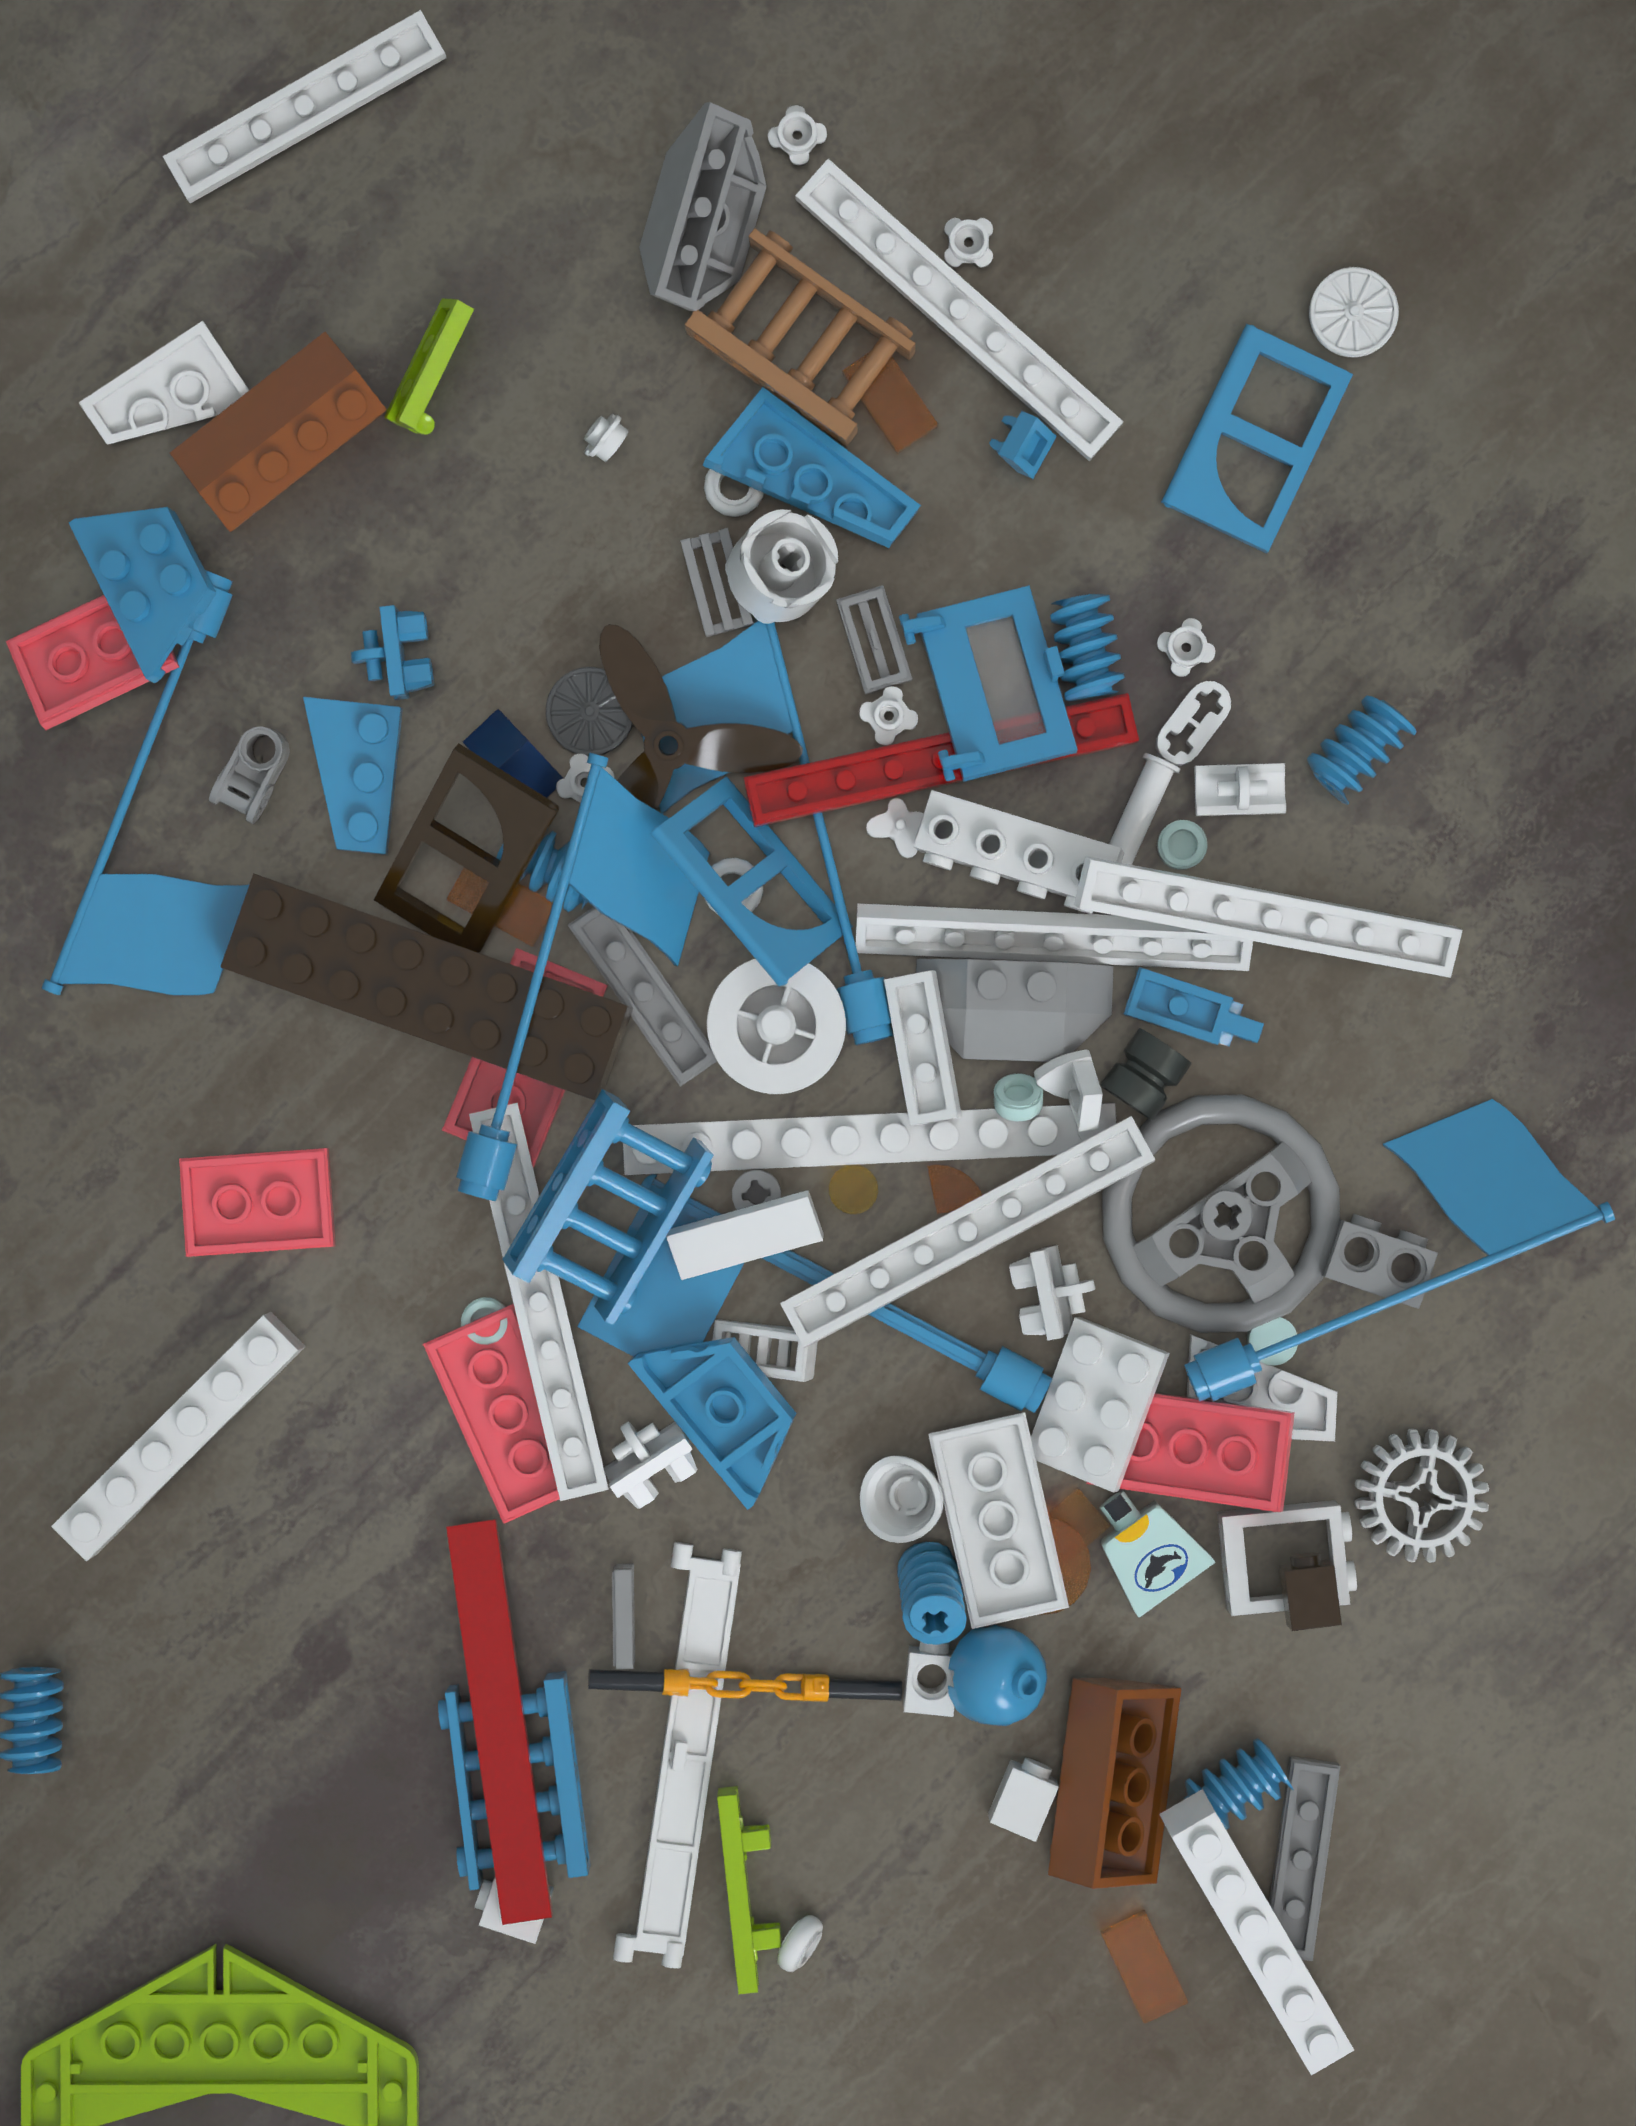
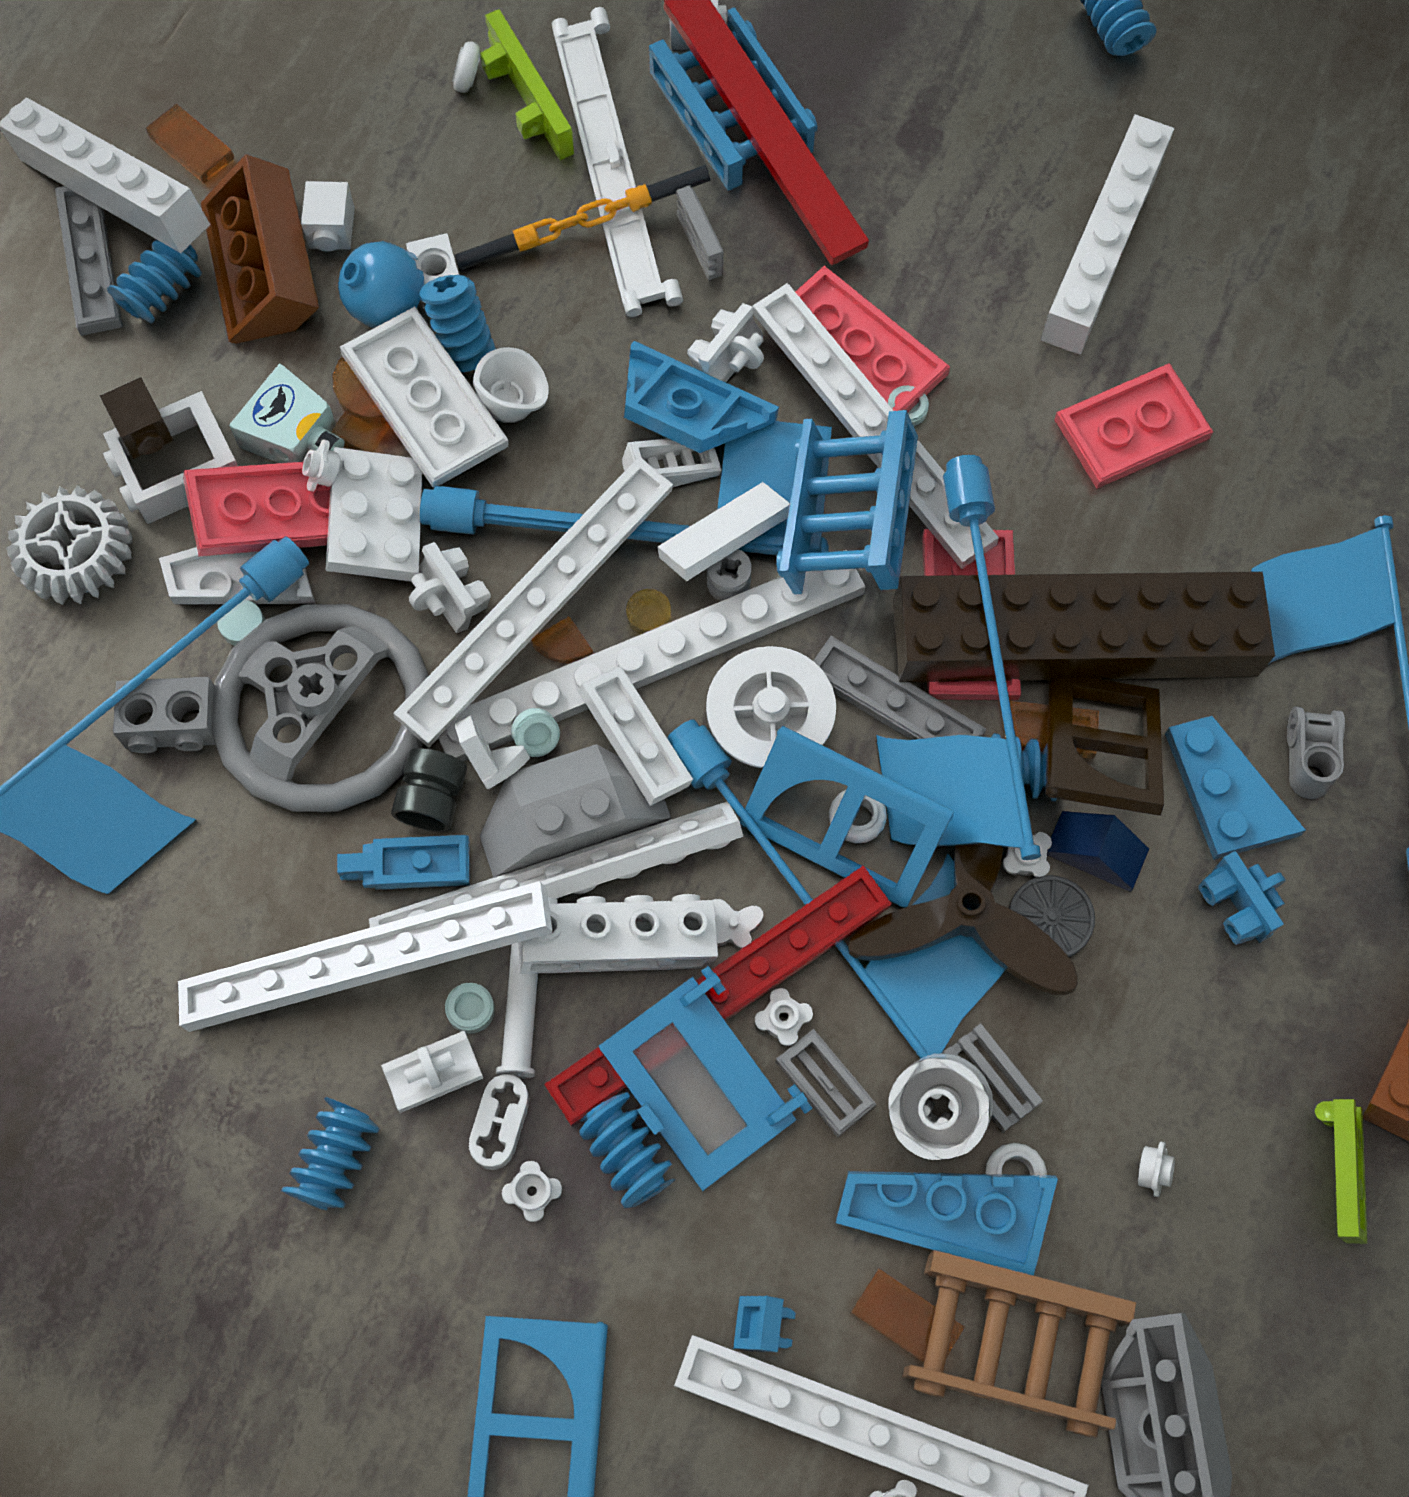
camera: 155 degrees right, 20 degrees down
(1135, 1470) = (321, 466): none -> white plate

